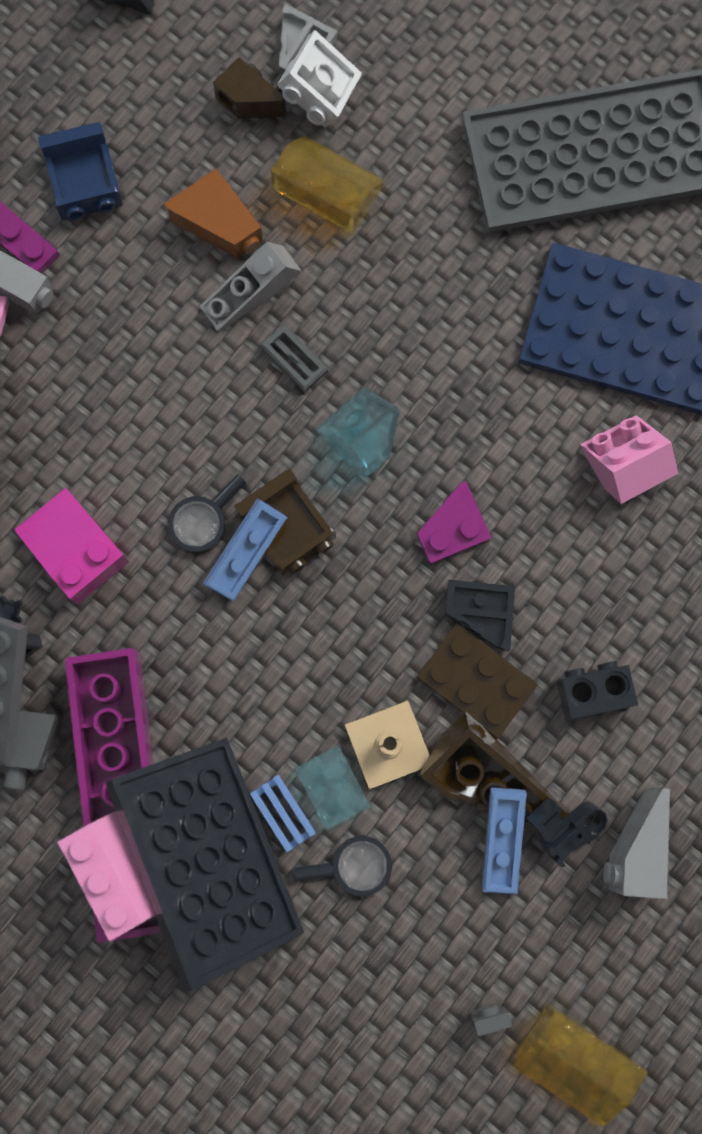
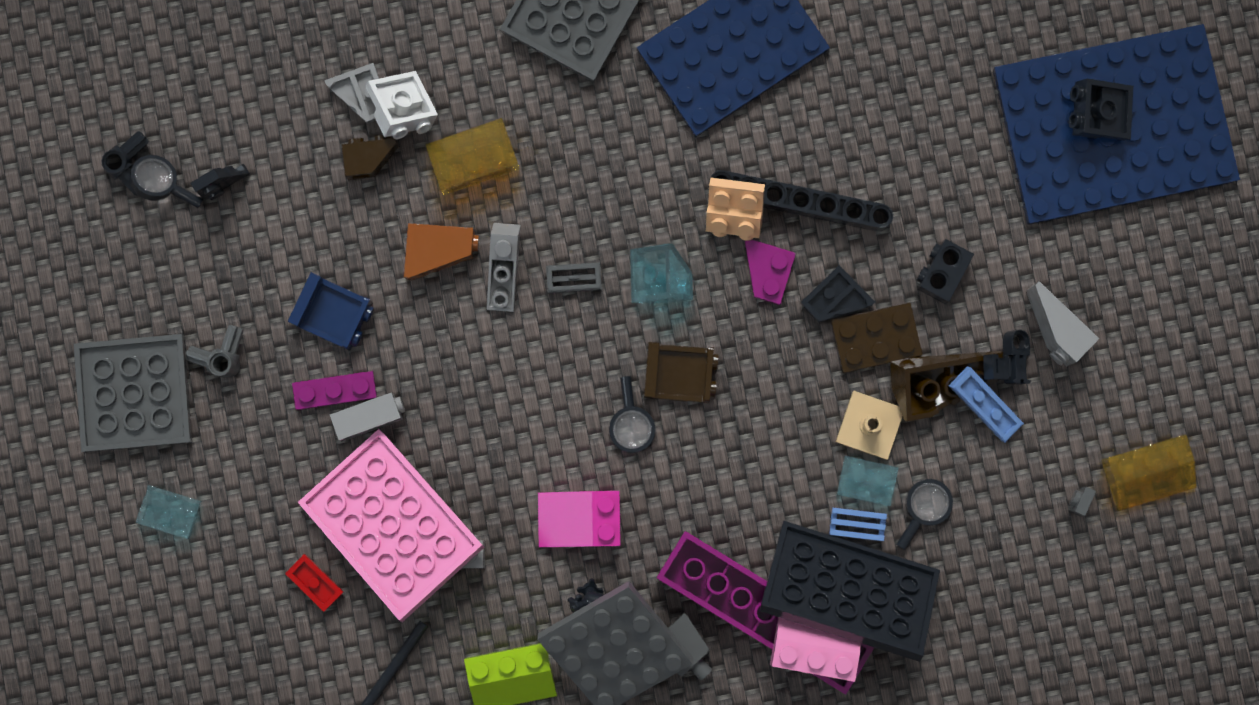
camera: 45 degrees left, 5 degrees up
(245, 549) = (676, 412): medium blue tile -> none
(483, 444) = (735, 208): none -> light nougat plate
(543, 517) = (814, 198): none -> black beam
(630, 458) = (818, 123): bright pink slope -> none

